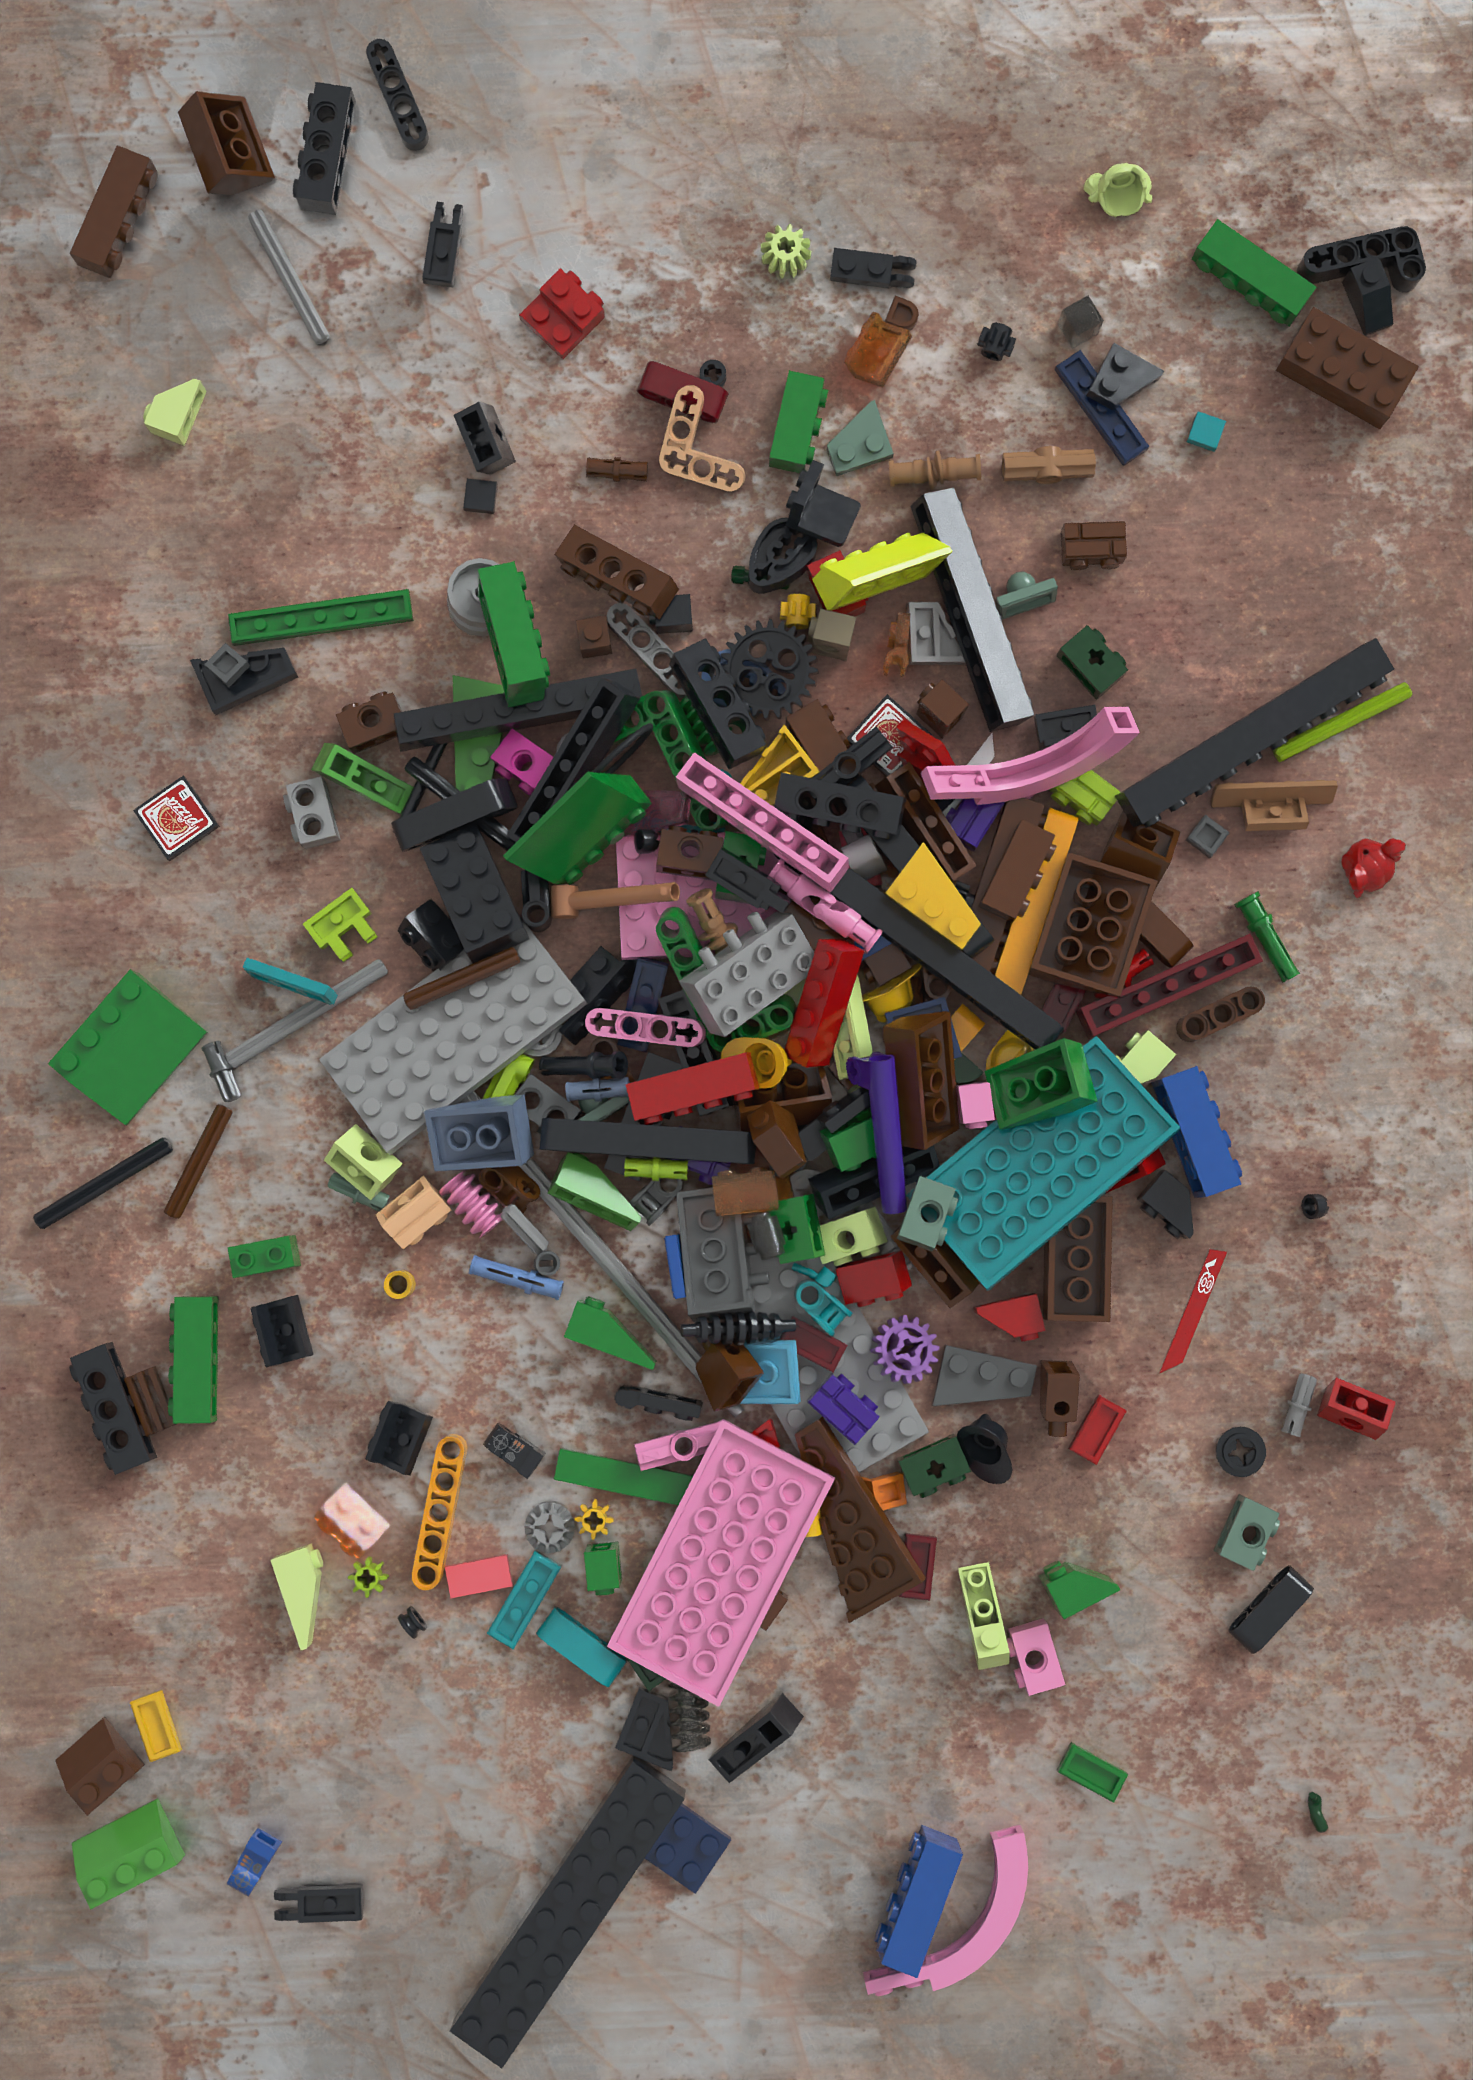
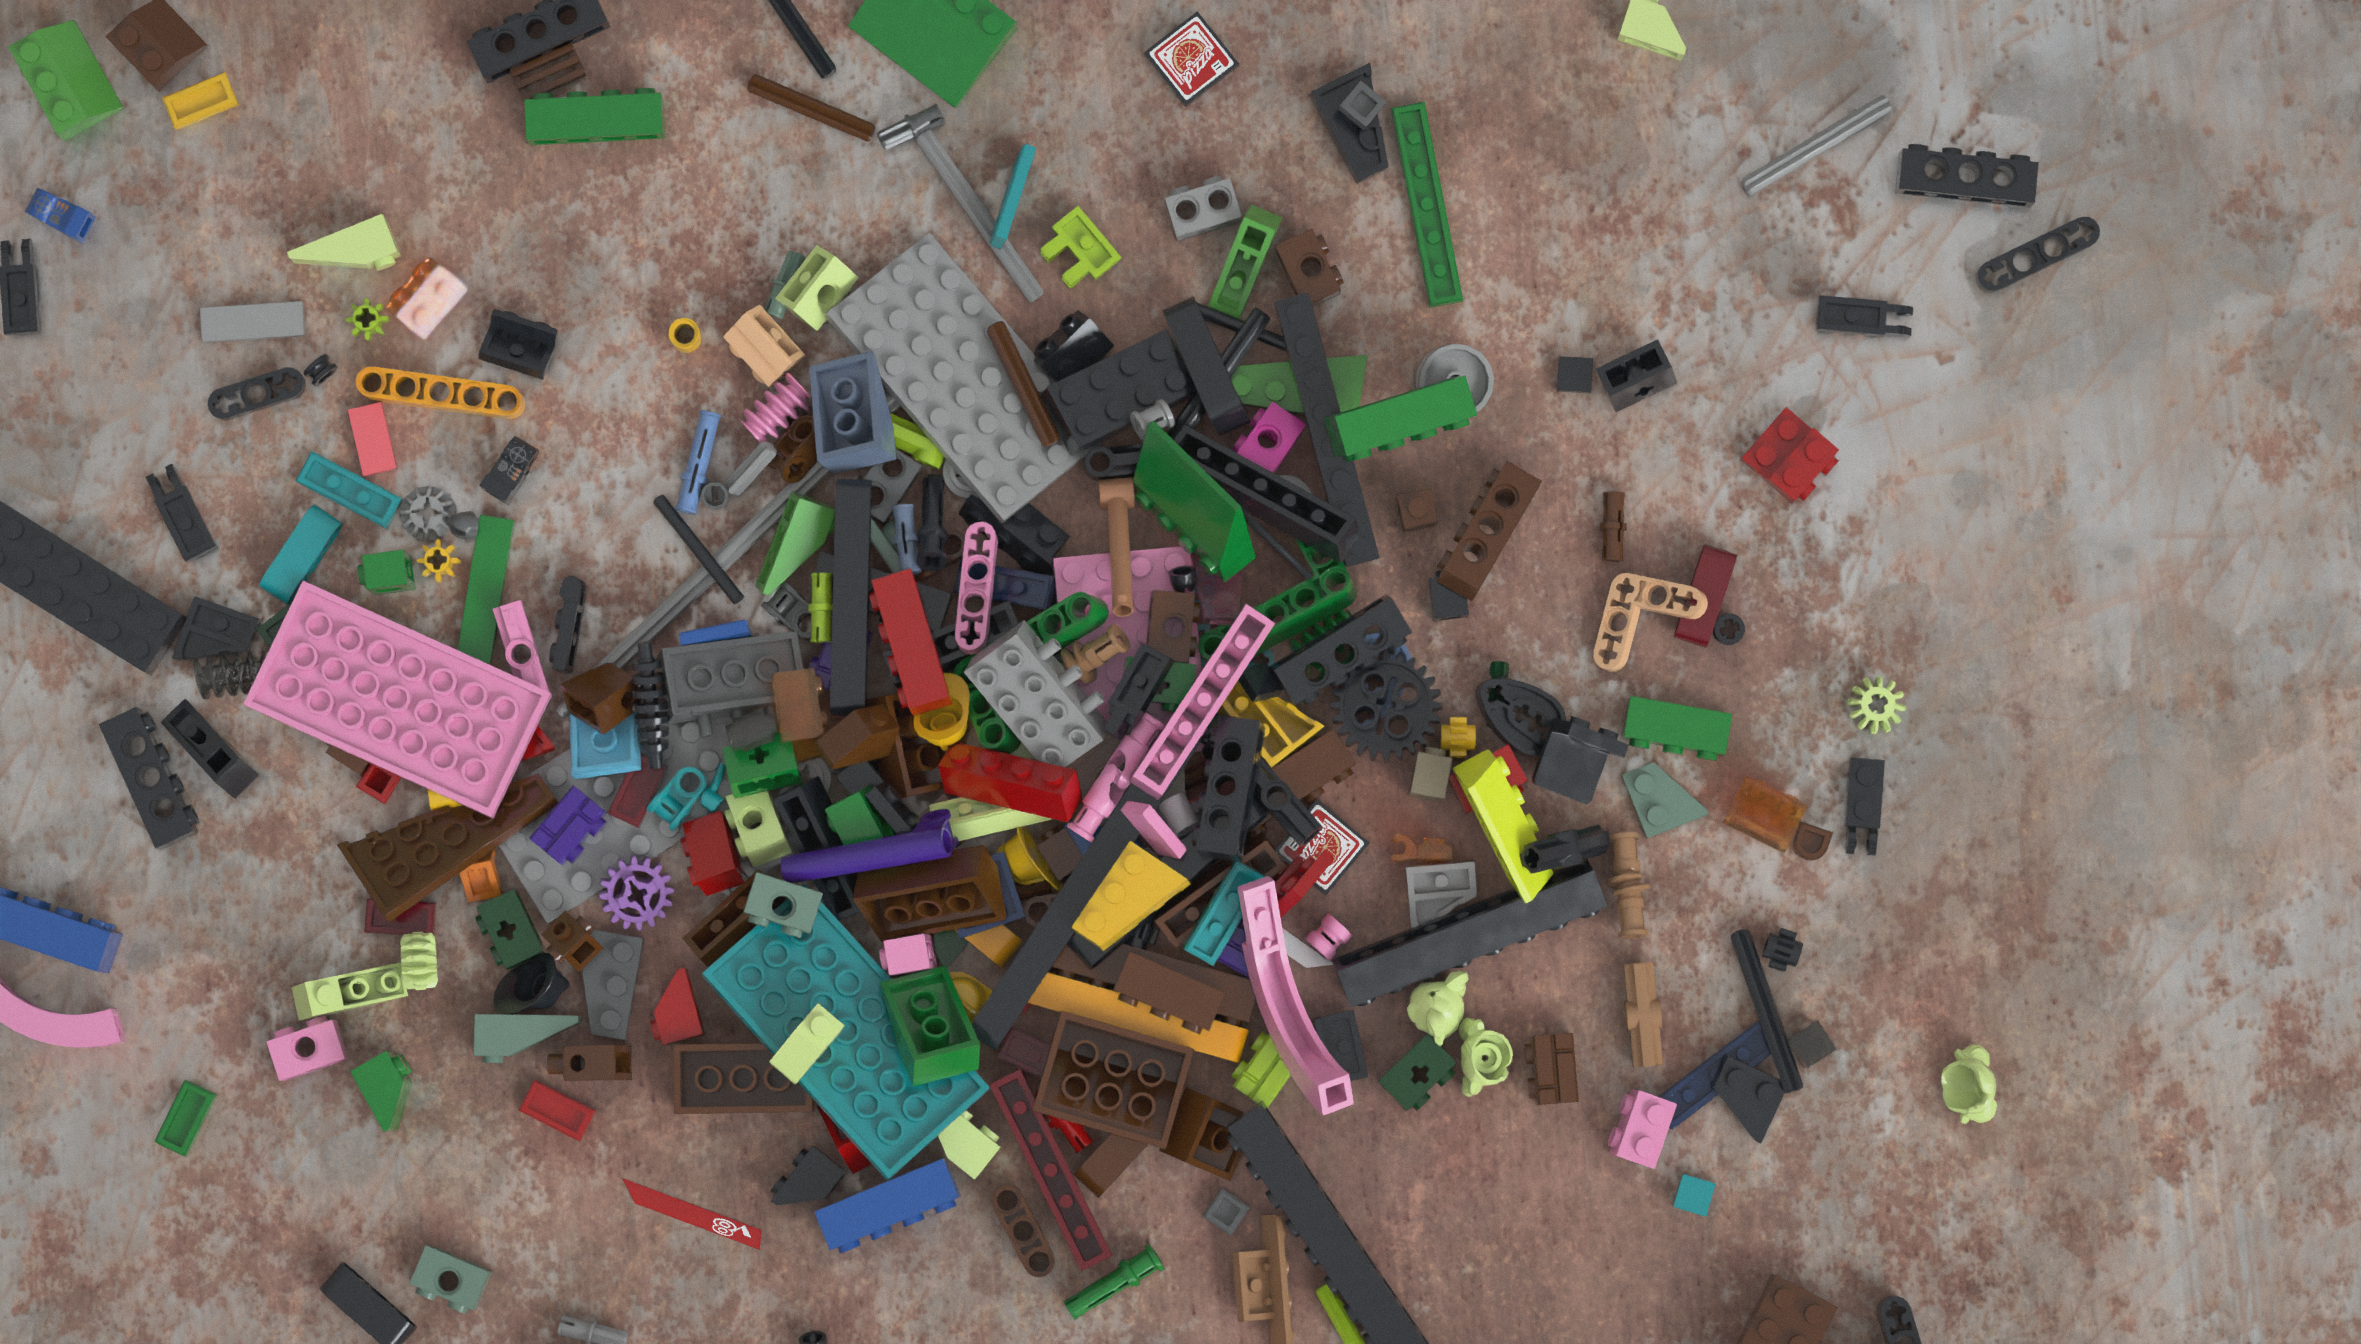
camera: 90 degrees right, 0 degrees up
(225, 143) = (1966, 65): reddish brown slope -> none
(264, 1256) = (709, 186): green brick -> none
(281, 1331) = (629, 210): black bracket -> none
(364, 1684) = (252, 322): none -> light grey tile
(444, 1703) = (235, 409): none -> black beam
(502, 868) = (1158, 413): none -> light grey bush
(540, 1756) = (182, 516): none -> black hinge
(562, 1494) = (464, 525): none -> dark grey hinge
(596, 1280) = (698, 549): none -> black bar
(603, 1331) = (641, 561): green slope -> none
(646, 653) = (1403, 571): light grey beam -> none
(688, 1848) = (90, 680): dark blue plate -> none
(746, 773) = (1260, 682): none -> black tile
(771, 1811) = (118, 734): none -> black brick
(796, 1583) = (378, 783): none -> red slope
(874, 873) = (1153, 829): none -> bright pink tile
(903, 518) = (1564, 849): none -> black piece
(941, 707) = (1352, 901): reddish brown brick -> none
(948, 1409) = (571, 940): none -> reddish brown brick
(949, 820) = (1220, 915): none -> teal tile
(960, 1551) = (419, 961): none -> yellowish green gear
(965, 728) = (1334, 931): none -> bright pink wheel
(1025, 594) = (1491, 993): sand green tile -> none
(1030, 1472) = (511, 1034): none -> sand green slope
(1043, 637) = (1443, 1011): none -> yellowish green hair
(1050, 358) = (1767, 1011): none -> black axle
(1056, 1195) = (806, 1043): none -> yellowish green slope
(1091, 598) = (1479, 1043): none -> yellowish green hair
(1148, 471) = (1641, 1128): none -> bright pink bracket
(1252, 1459) = (524, 1262): black gear -> none
(1253, 273) = (1880, 1241): green brick -> none

